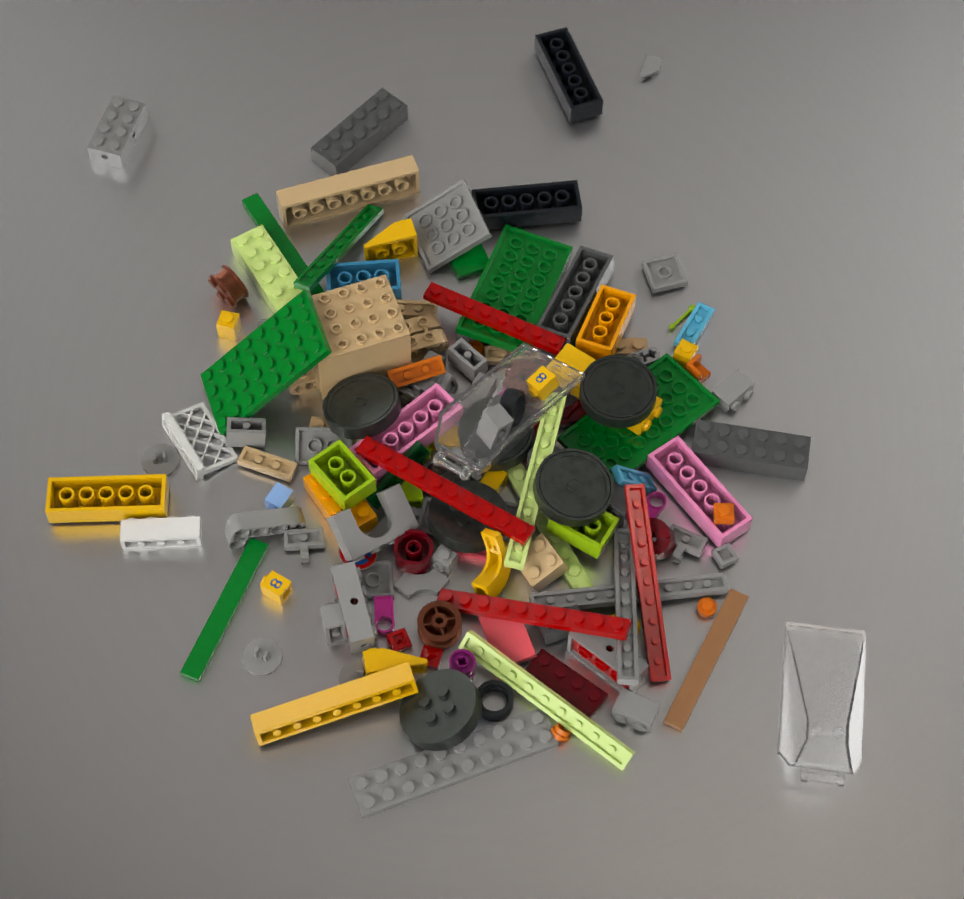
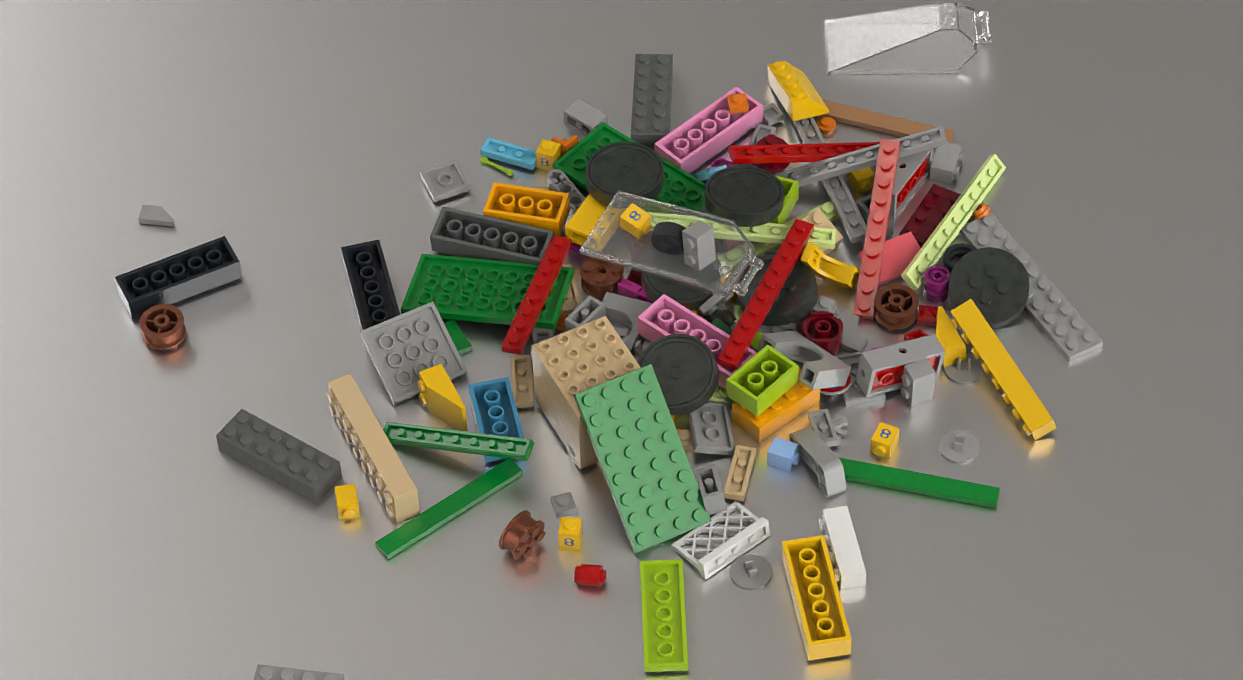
camera: 95 degrees left, 10 degrees down
(127, 385) = (663, 615): none -> lime plate
(183, 336) = (590, 575): none -> red brick
(265, 267) = (495, 504): yellowish green brick -> none
(301, 173) = (347, 501): none -> yellow brick
(515, 63) = (162, 327): none -> copper wheel
(749, 579) = (795, 91): none -> yellow slope

